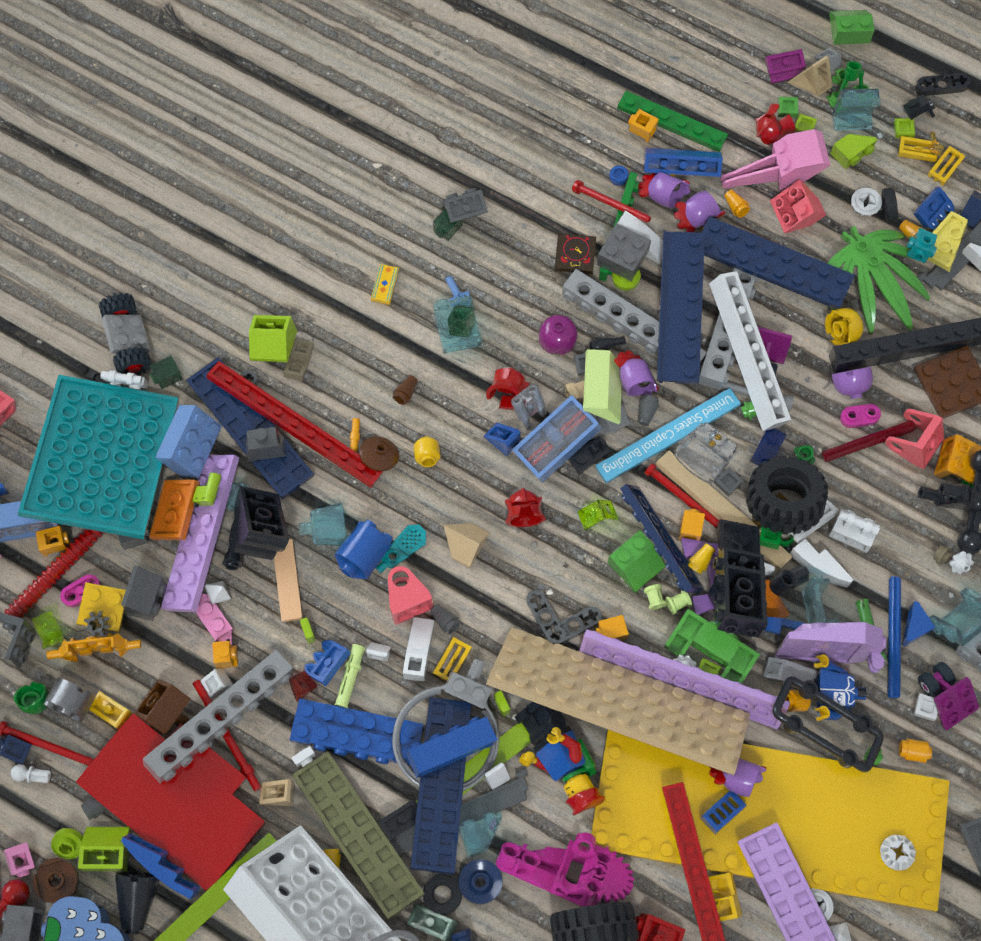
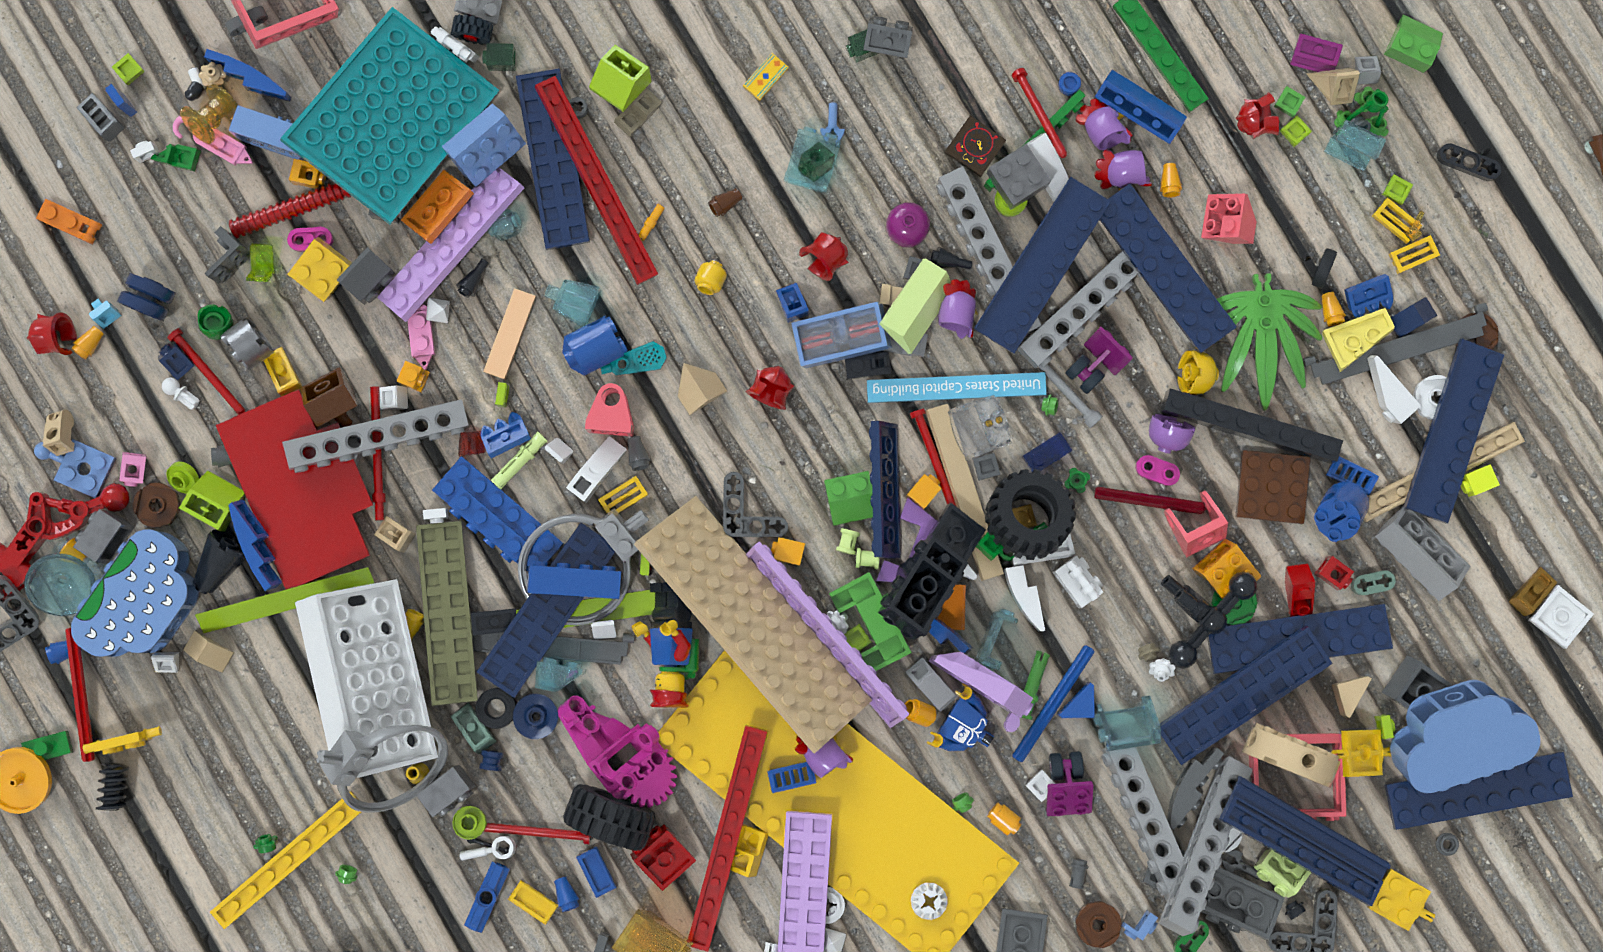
camera: 25 degrees right, 15 degrees up
(70, 649) = (311, 308): light orange plate -> none
(102, 620) = (300, 284): dark grey gear -> none
(207, 494) = (474, 211): lime piece -> none
(258, 524) = (507, 266): black brick -> none
(264, 444) = (555, 188): dark grey torso -> none
(376, 459) = (655, 258): reddish brown dish -> none
(528, 403) = (834, 284): clear piece -> none
(596, 513) = (839, 429): clear neon green bracket -> none
(643, 124) = (1126, 33): light orange brick -> none
(647, 409) = (950, 351): dark grey cone -> none
(702, 558) = (912, 530): yellow cone -> none
(749, 351) = (1081, 349): white brick -> none
(789, 580) = (984, 596): black piece -> none
(792, 159) = (1256, 166): bright pink slope -> none
(852, 148) = (1327, 184): lime slope -> none
(860, 196) = (1315, 250): white gear -> none
(861, 724) = (900, 737): black bar -> none
(918, 106) = (1425, 176): black bracket -> none
(919, 248) = (1326, 331): teal brick -> none

